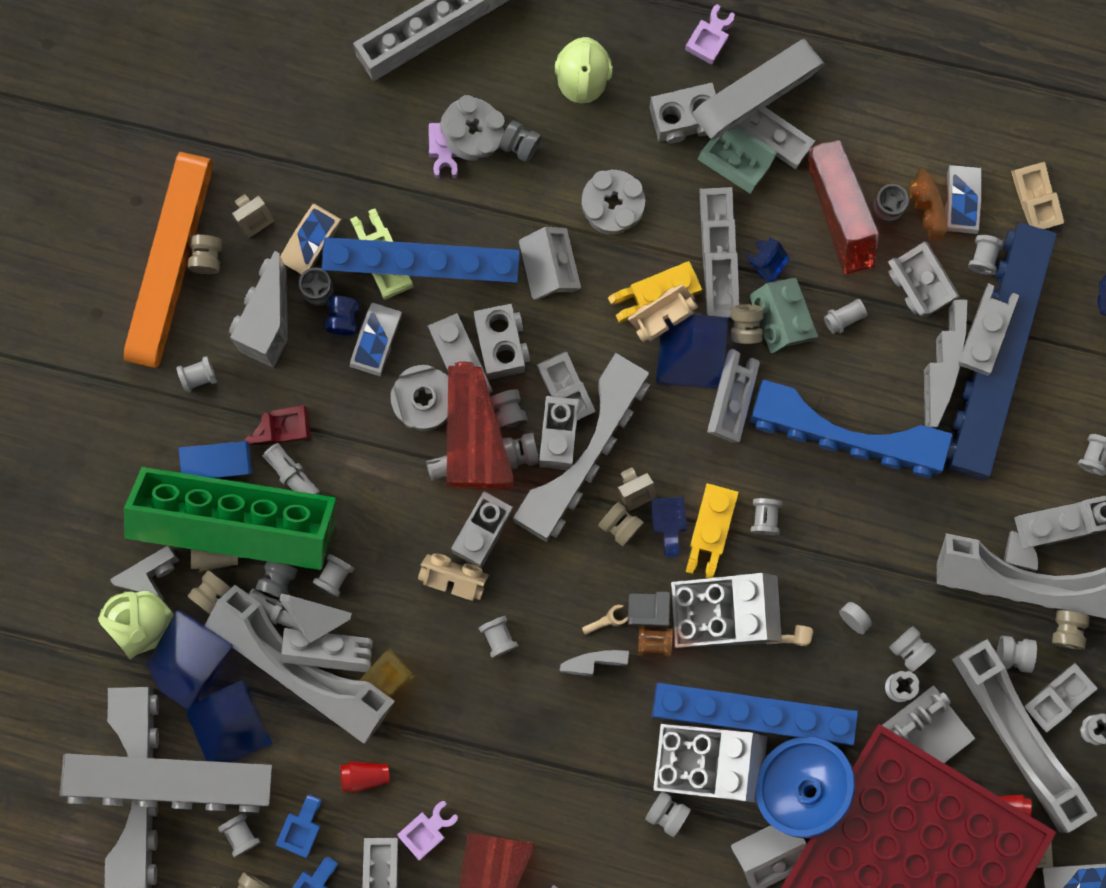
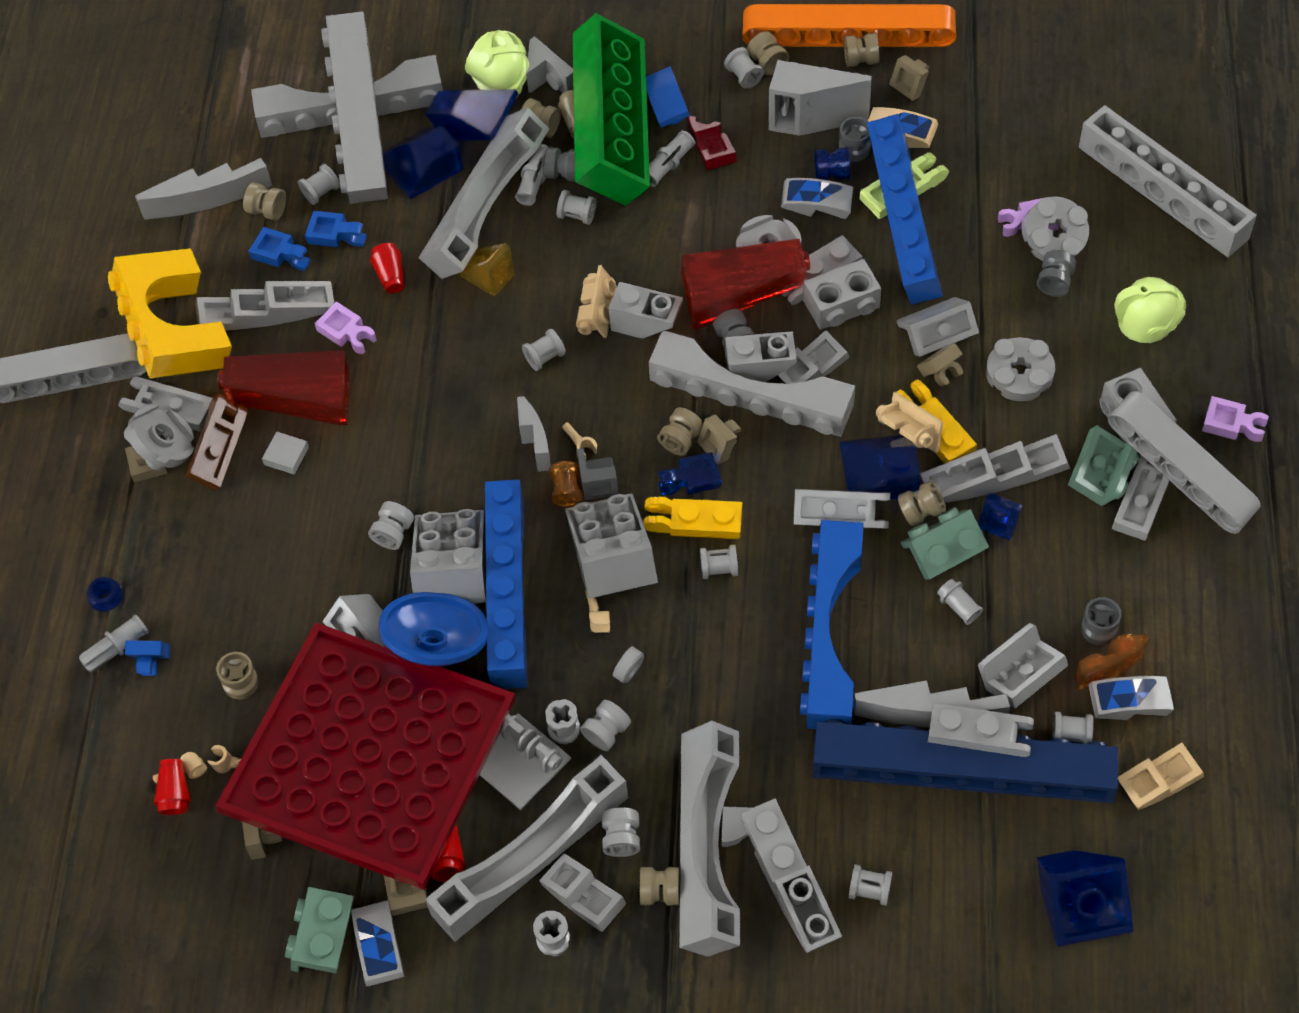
camera: 85 degrees right, 20 degrees down
(178, 351) = (765, 50): none -> dark tan wheel
(312, 617) = (531, 190): light grey slope -> none
(327, 651) = (502, 210): light grey hinge -> none
(509, 413) = (773, 314): dark grey wheel -> none
(595, 270) = (939, 362): none -> dark tan tile
(843, 207) = (1078, 571): clear red slope -> none

